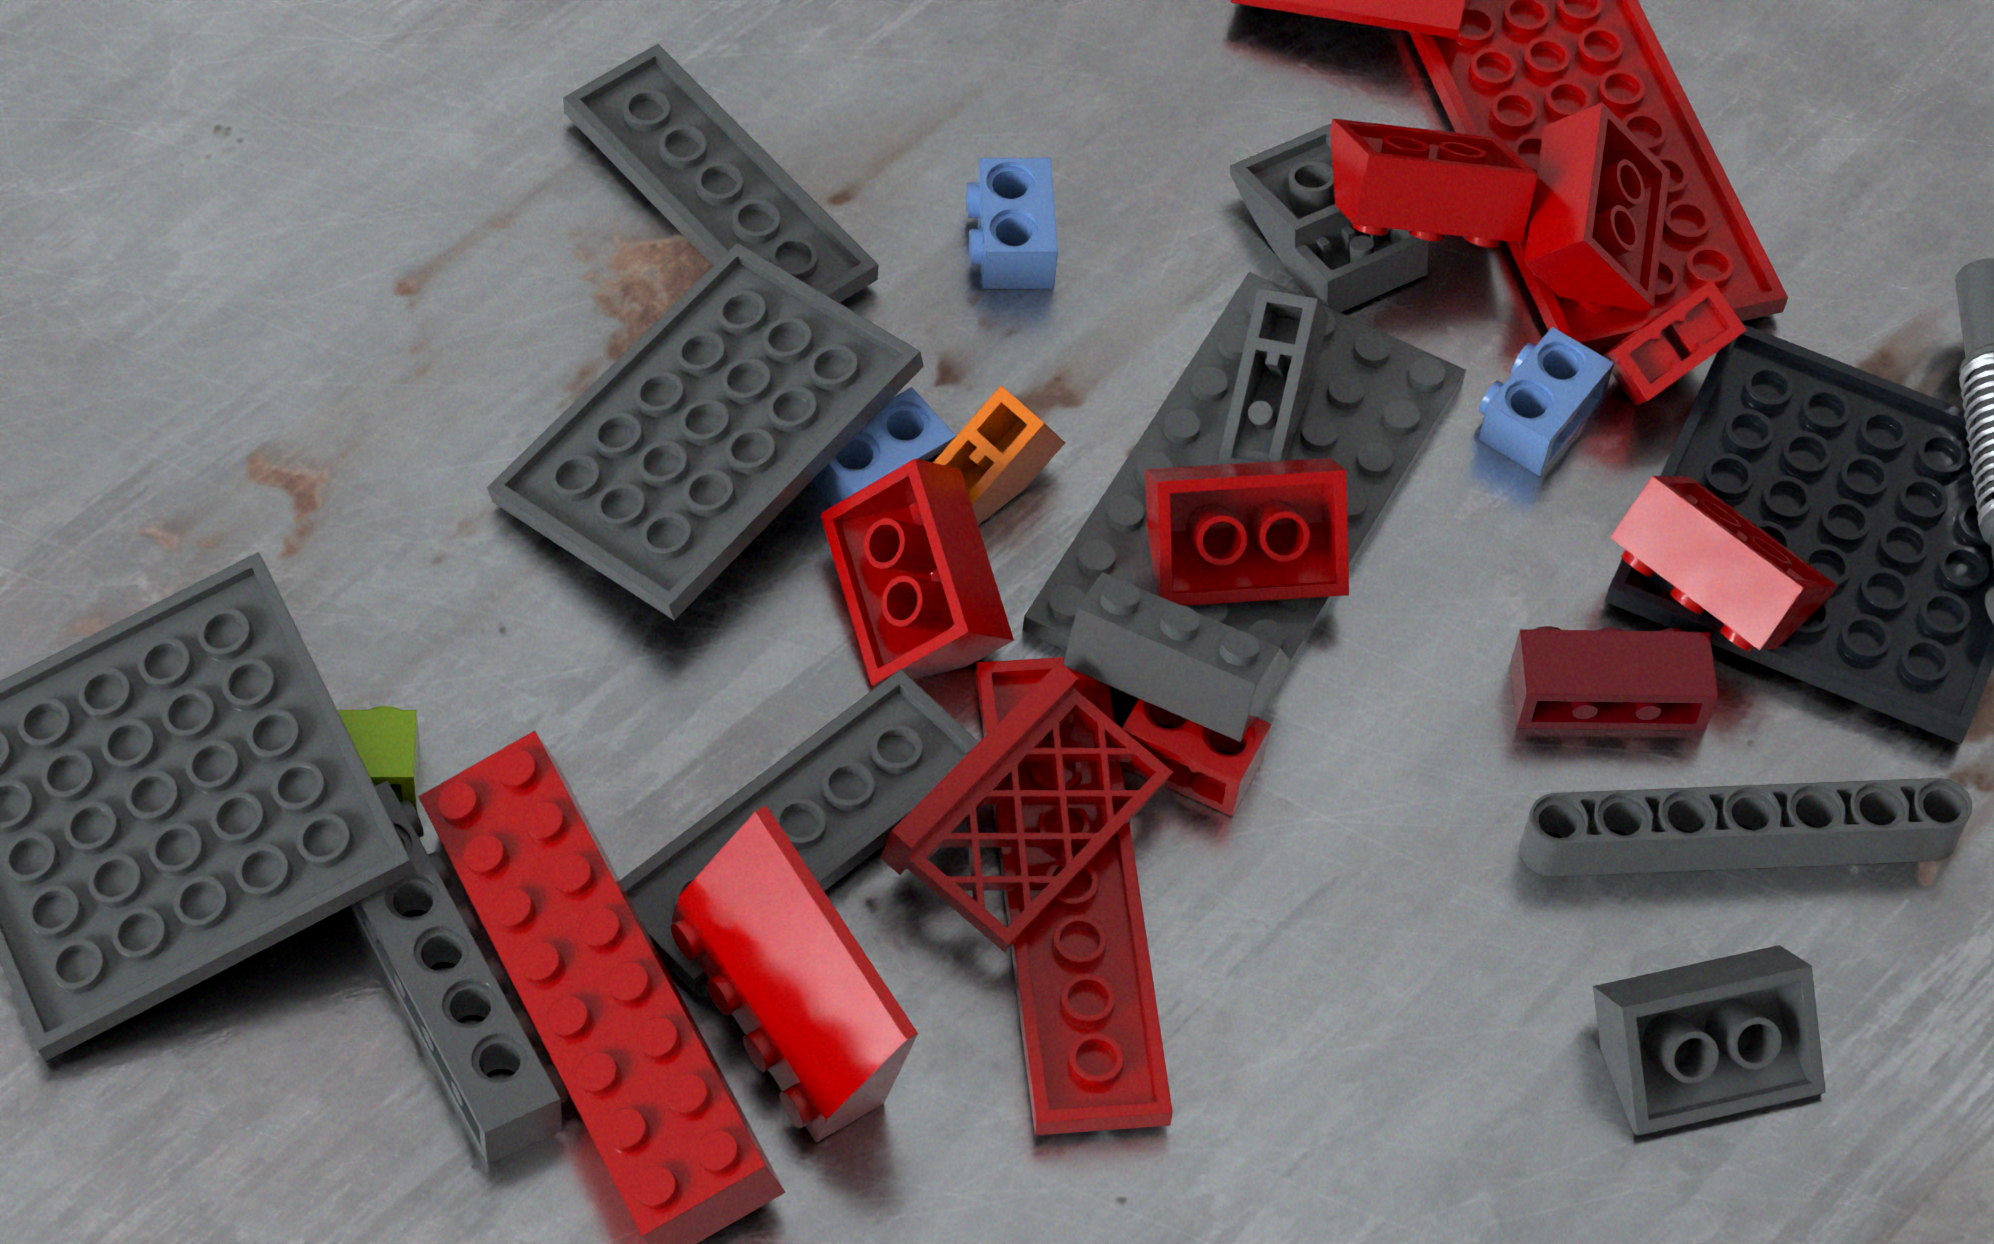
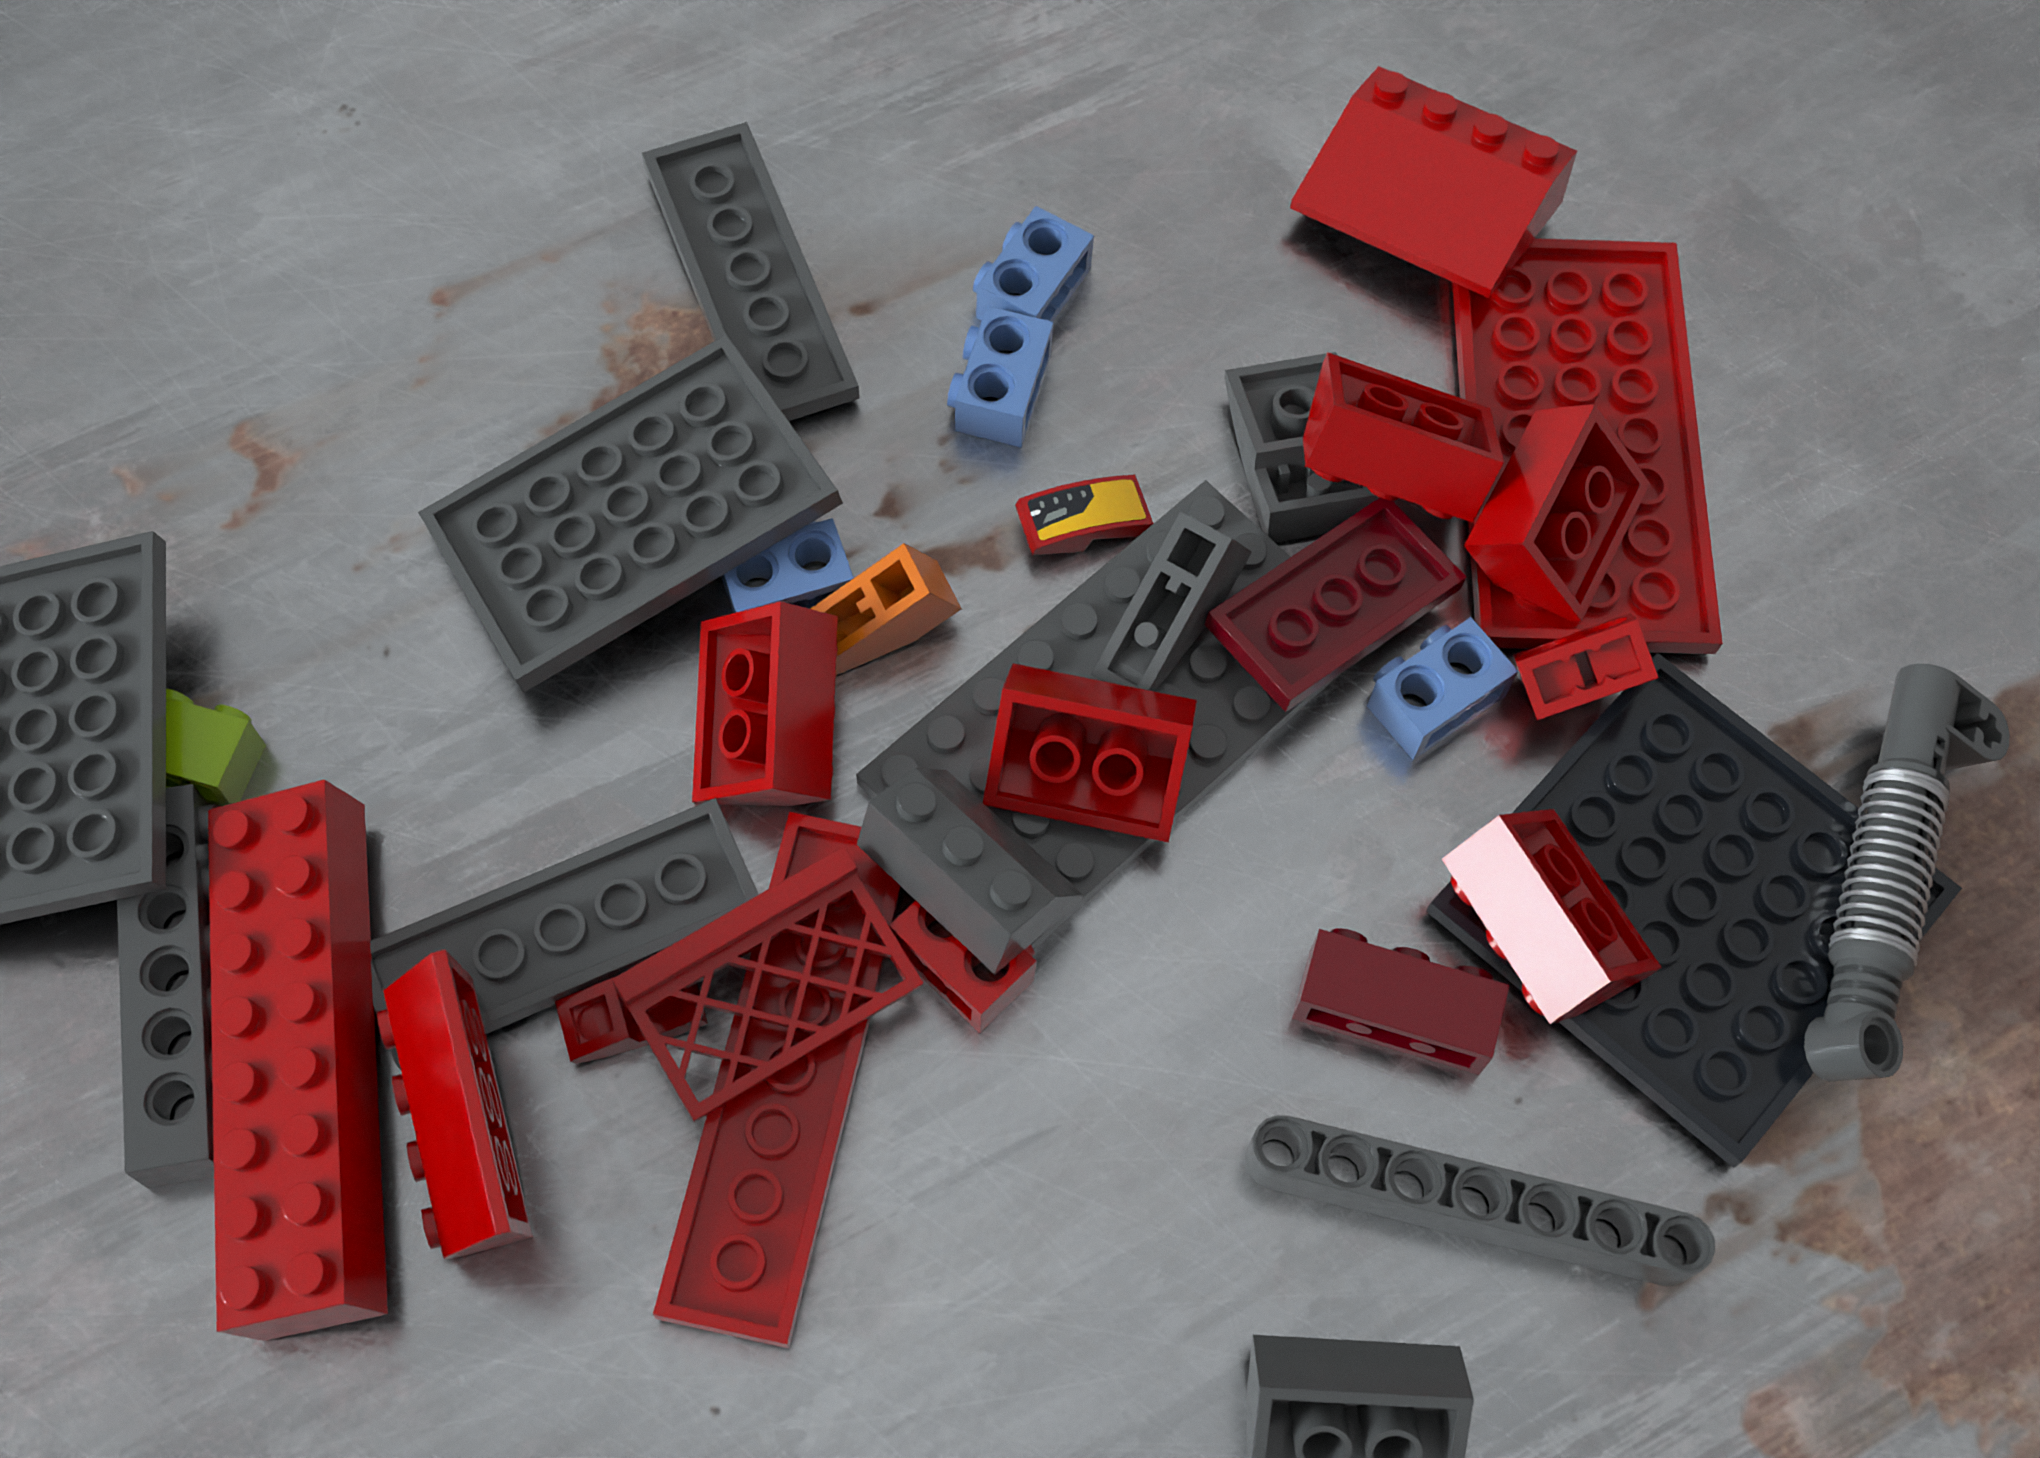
camera: 20 degrees right, 10 degrees up
(878, 898) = (600, 1026): none -> red slope
(1007, 113) = (1042, 280): none -> medium blue brick
(1139, 331) = (1076, 513): none -> slope
(1421, 344) = (1334, 602): none -> dark red plate

